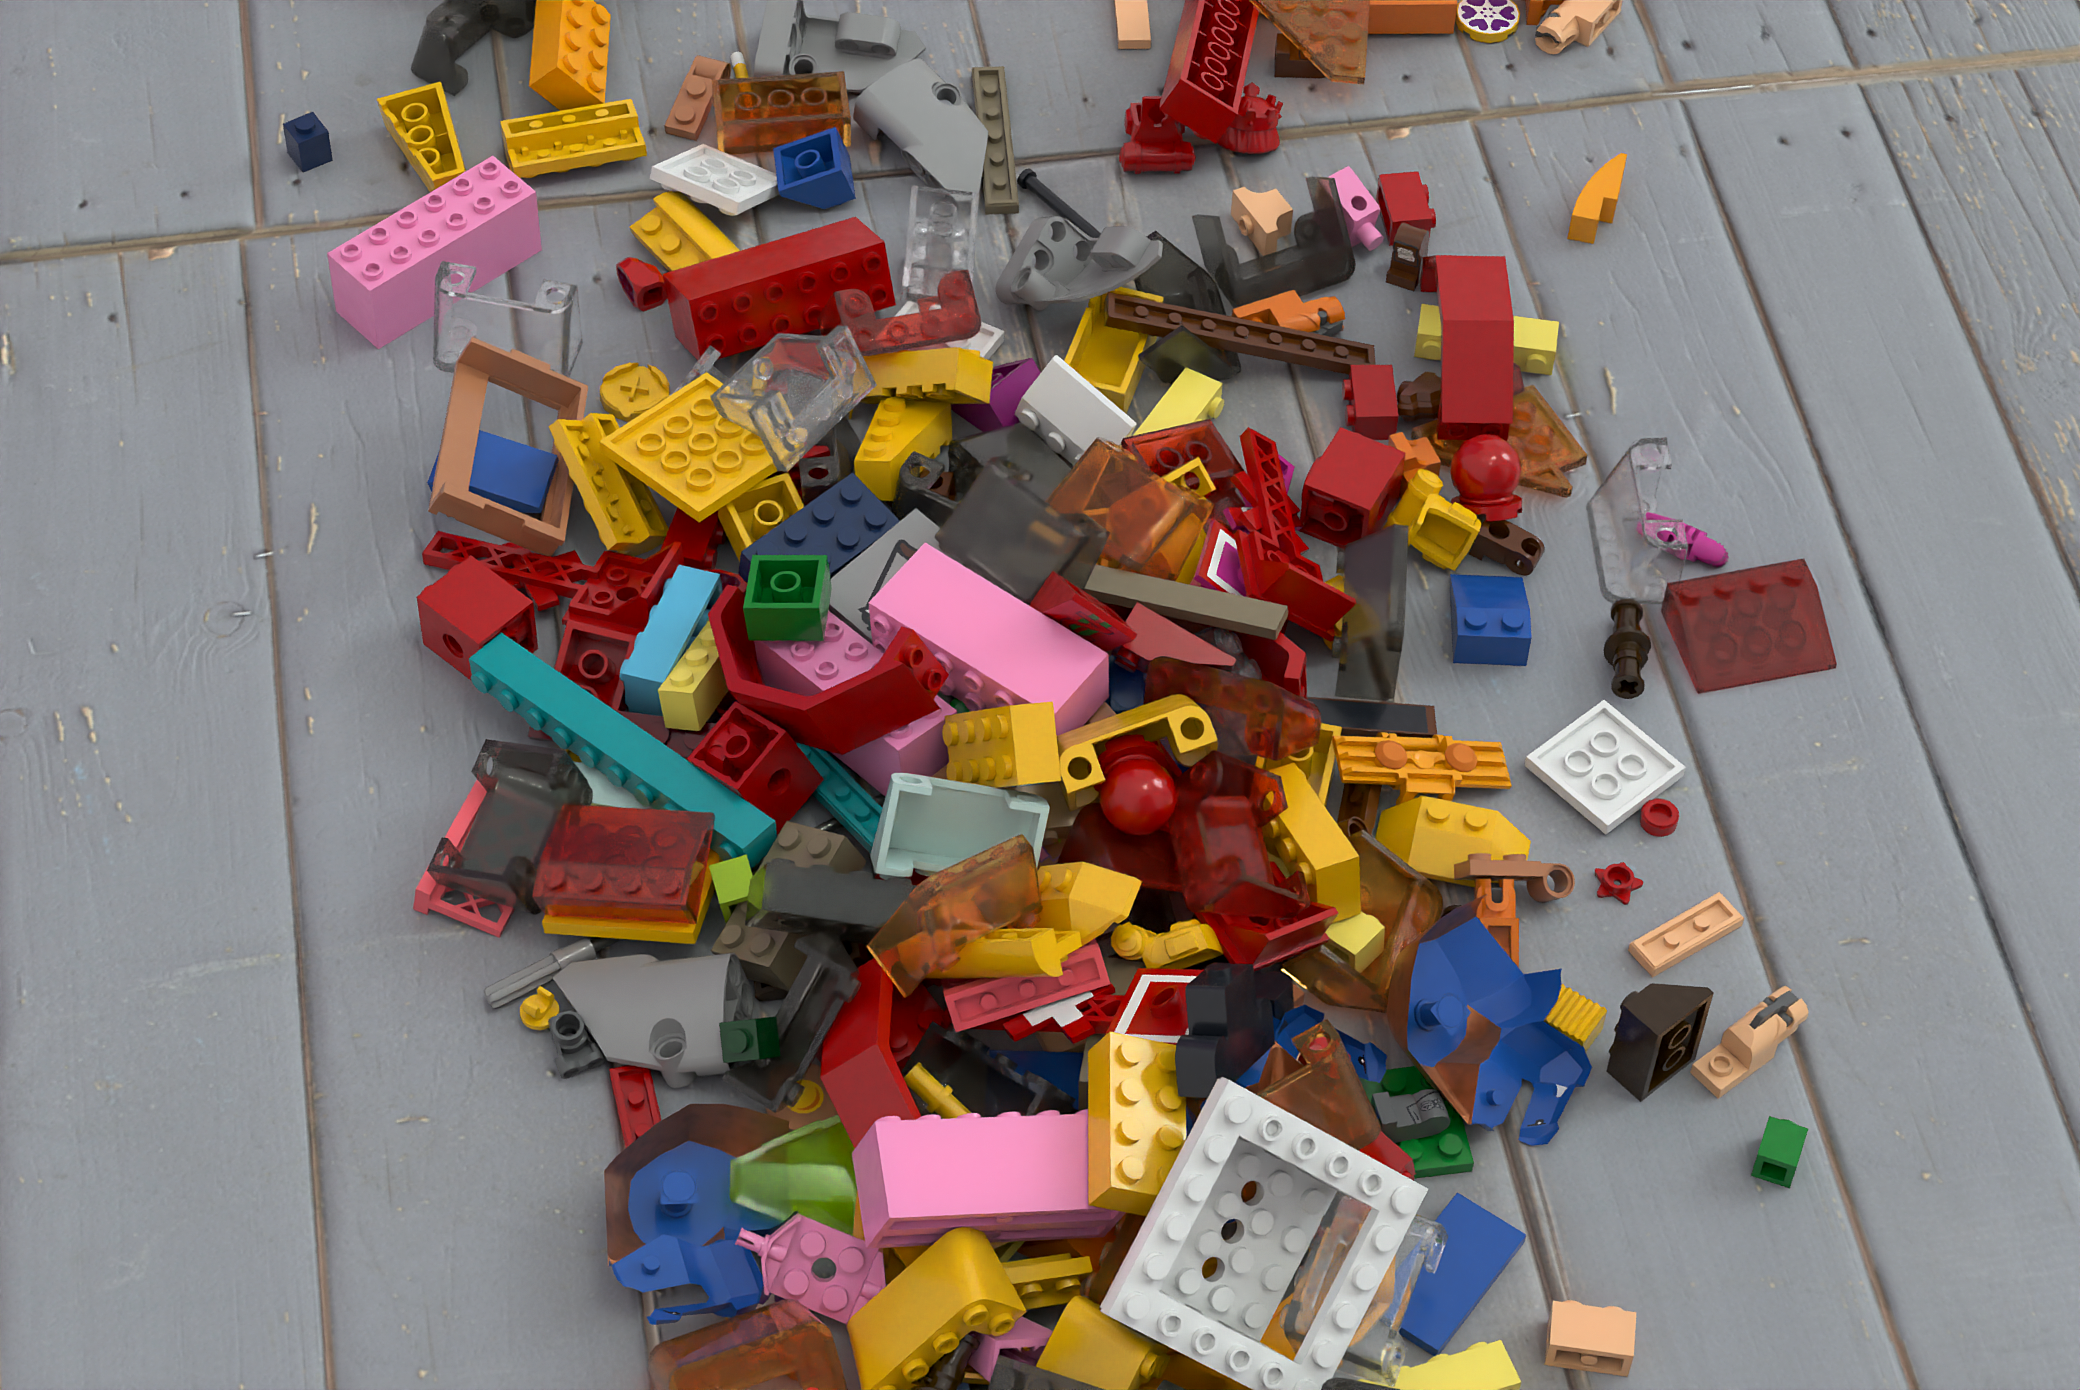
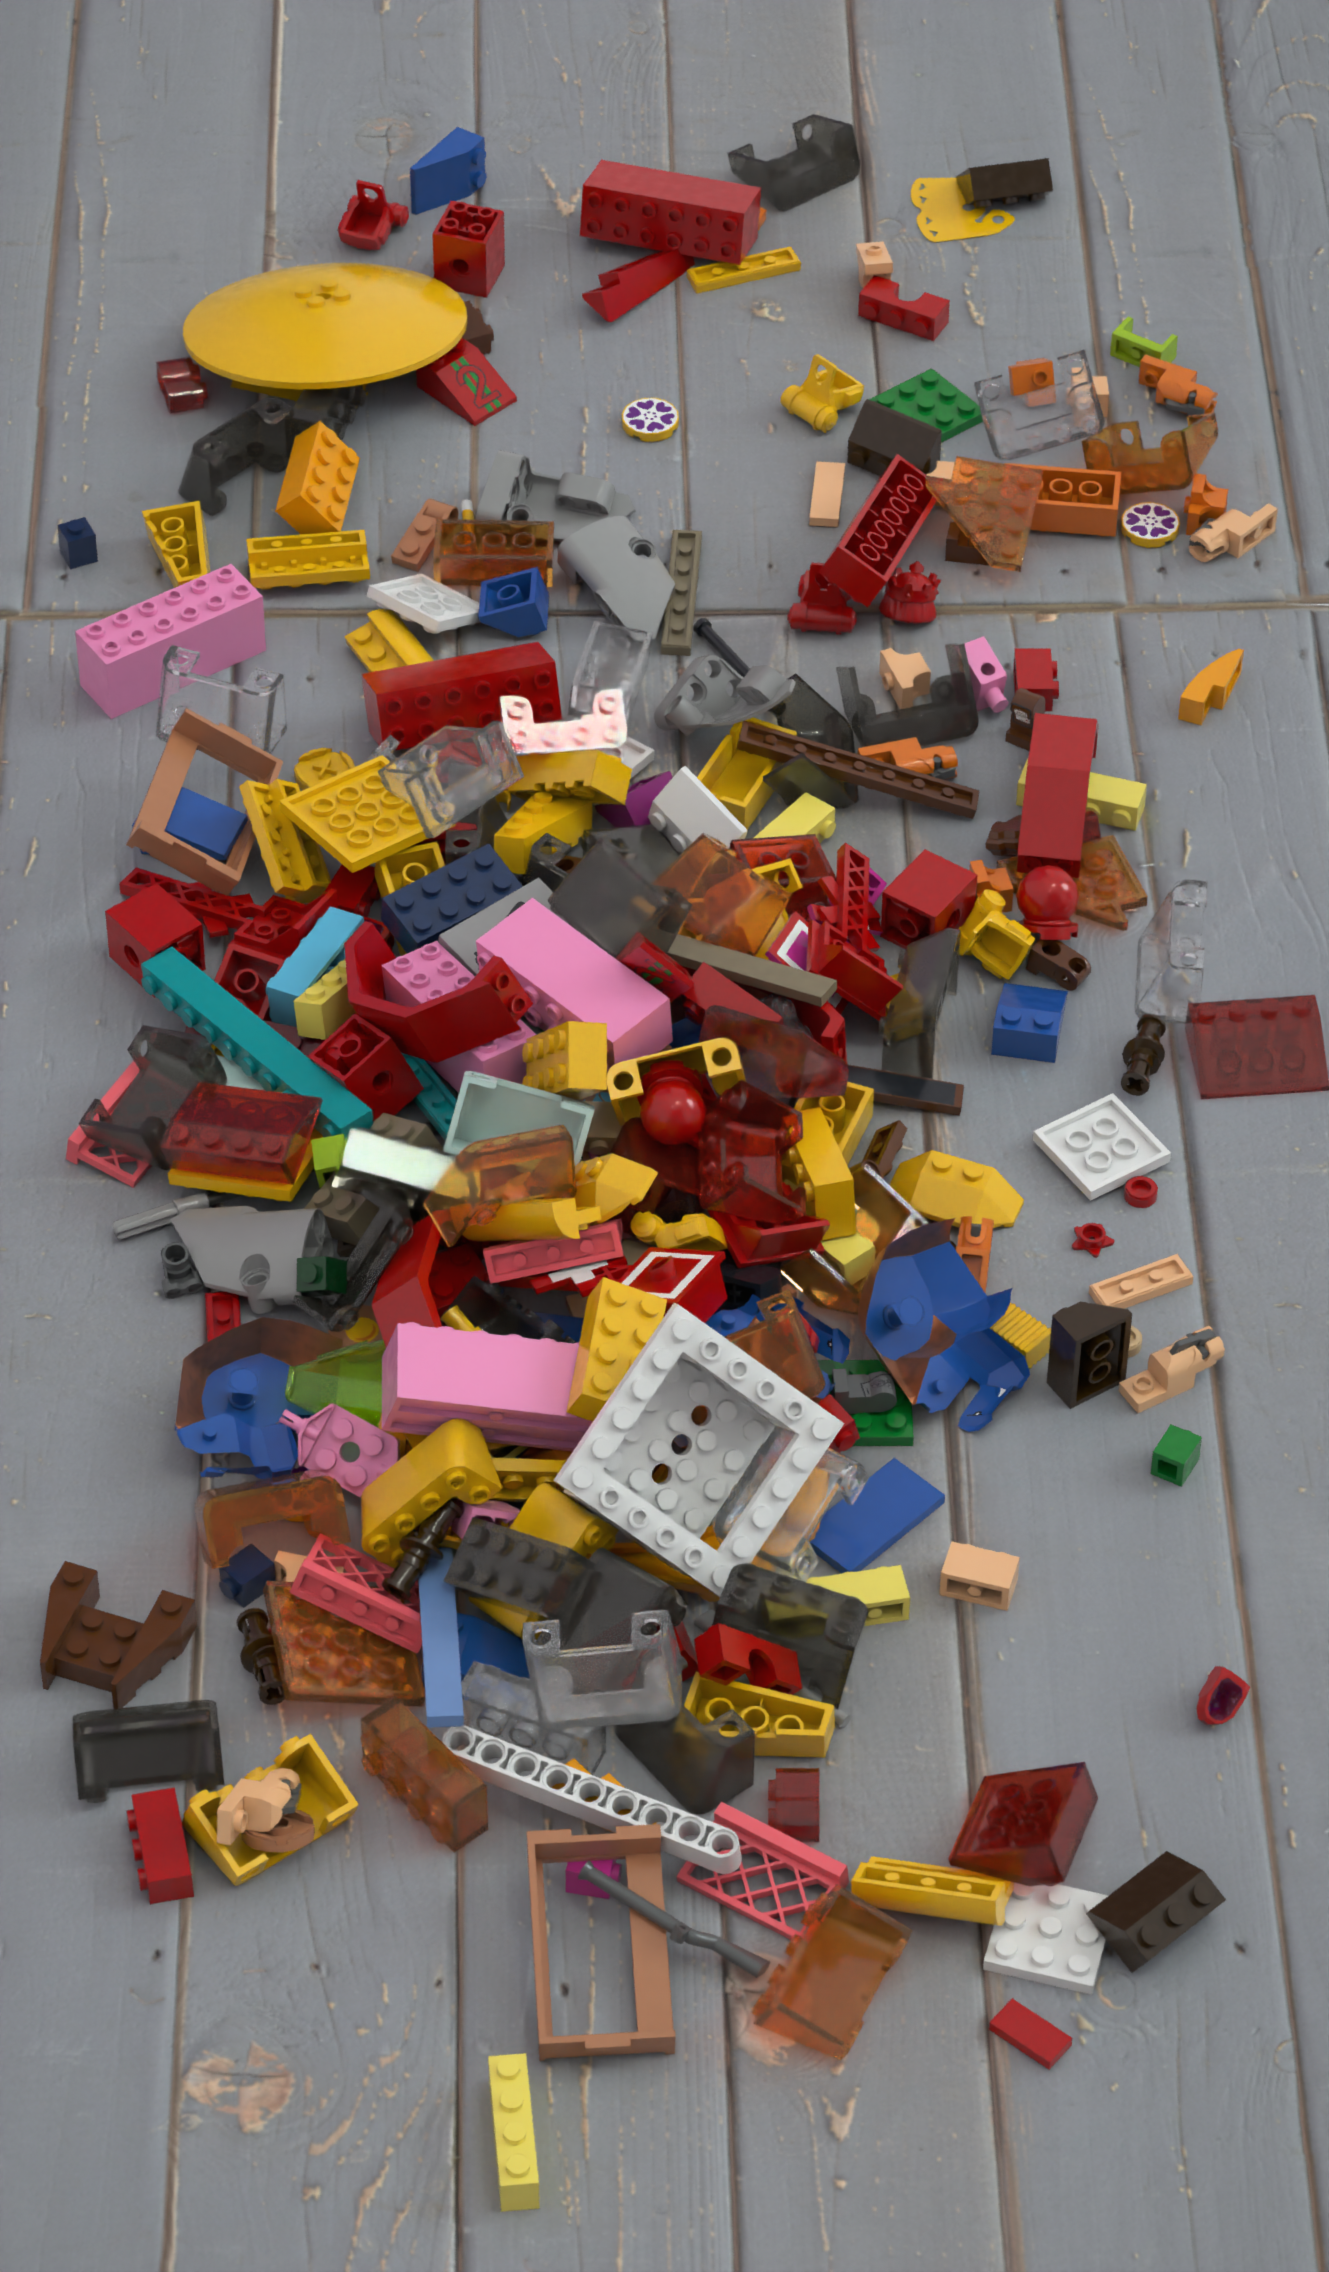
camera: 10 degrees right, 5 degrees down
(538, 1009) = (154, 1242): yellow plate -> none
(641, 283) = (345, 684): red rock -> none
(787, 598) = (412, 934): green brick -> none
(1226, 1028) = (704, 1282): black brick -> none
(1371, 401) = (966, 834): red piece -> none
(1421, 764) = (939, 1126): light orange piece -> none
(1517, 868) = (1003, 1217): nougat plate -> none
(1699, 545) = (1223, 976): dark pink hinge -> none

